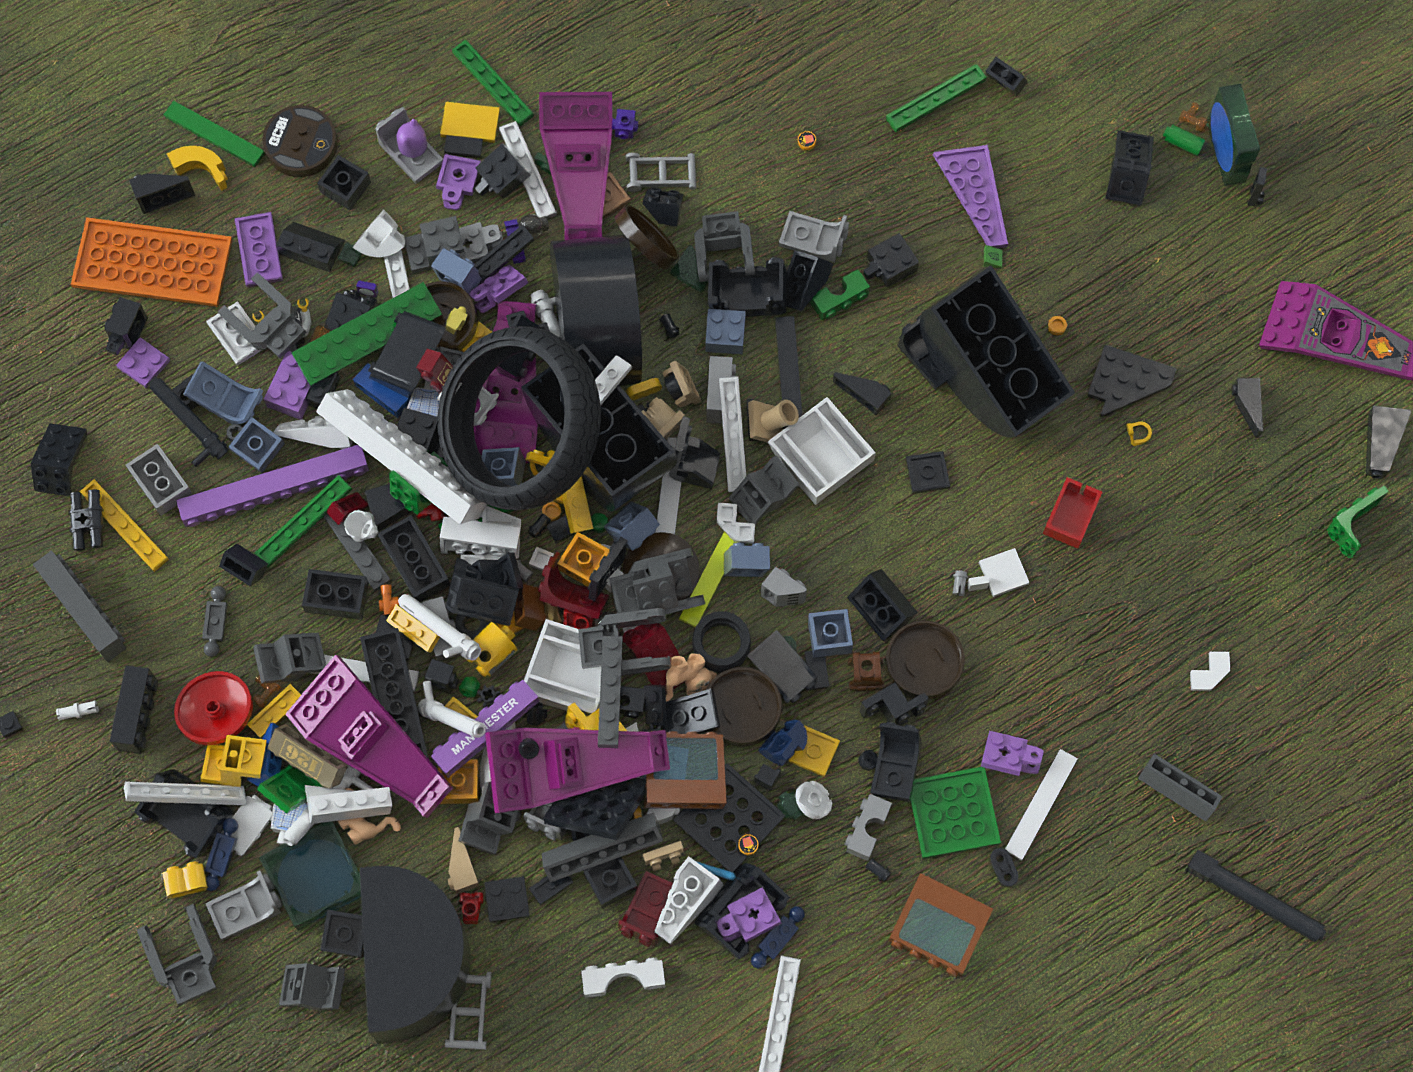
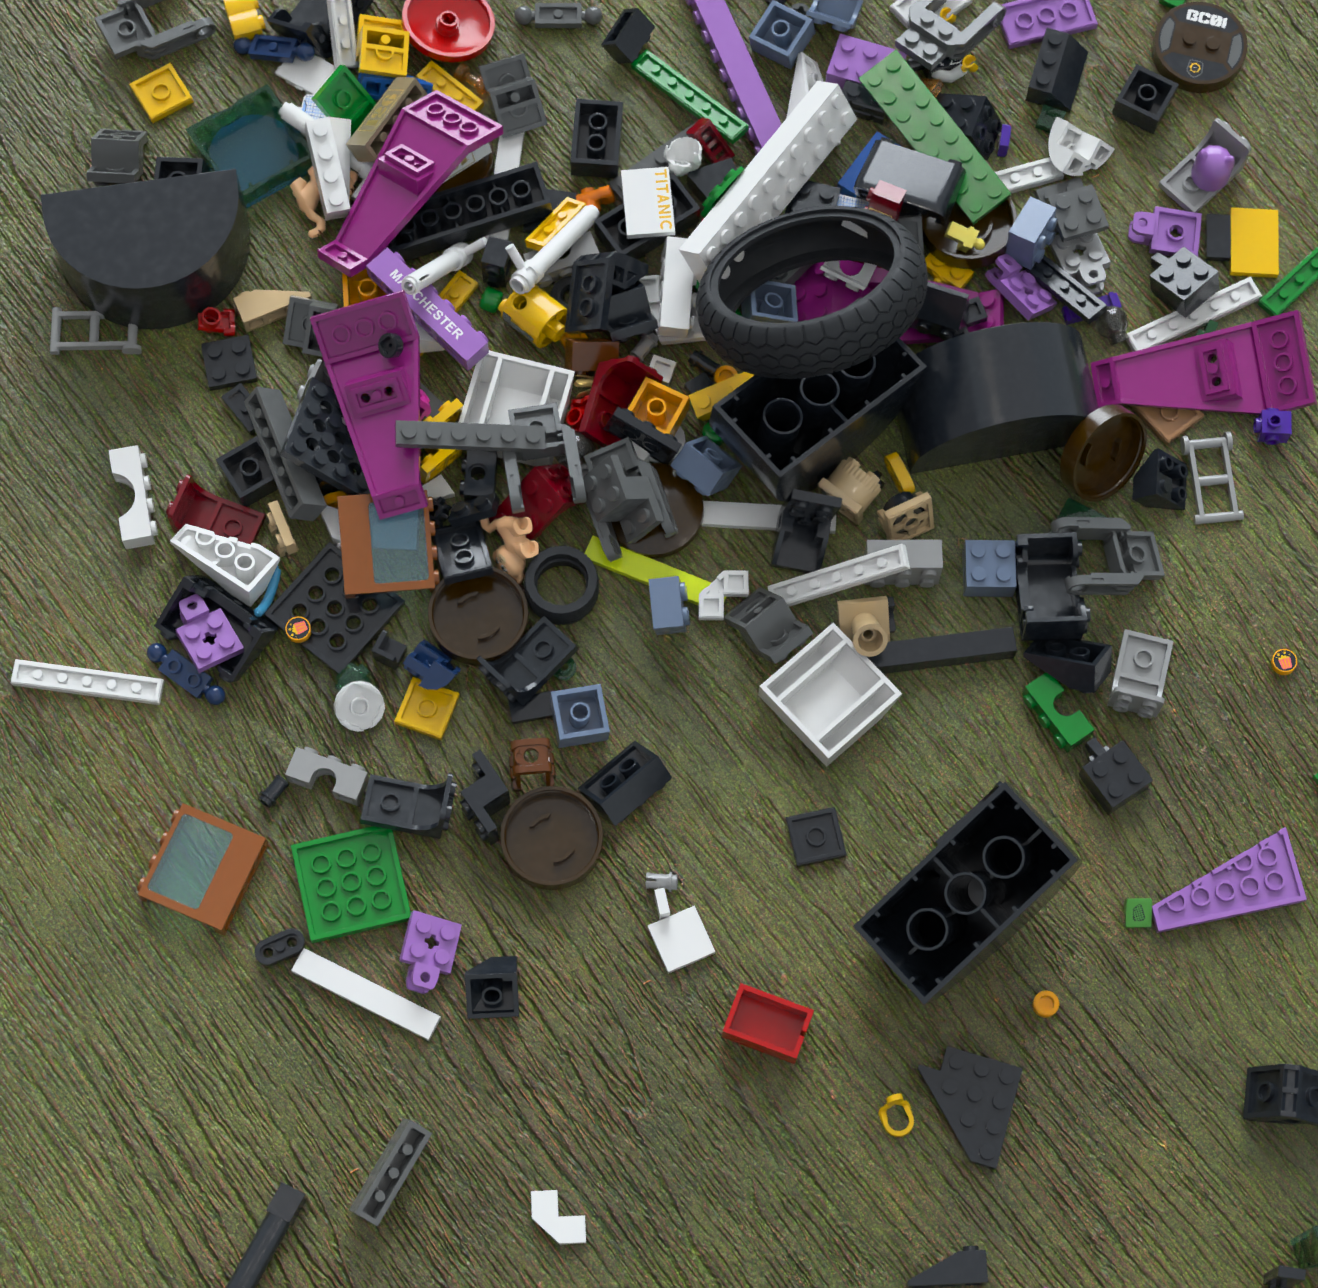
camera: 85 degrees right, 0 degrees up
(244, 907) = (211, 77): light grey bracket -> none
(249, 953) = (161, 93): none -> yellow tile
(403, 553) = (647, 202): none -> white tile
(486, 692) = (483, 317): black gear -> none
(536, 715) = (457, 375): black gear -> none
(611, 377) = (870, 393): white plate -> none
(671, 329) = (991, 501): black pin -> none
(782, 589) = (635, 650): light grey slope -> none
(865, 391) = (919, 754): black slope -> none
(868, 760) = (416, 772): black tile -> none
(1040, 706) = (493, 988): none -> black slope

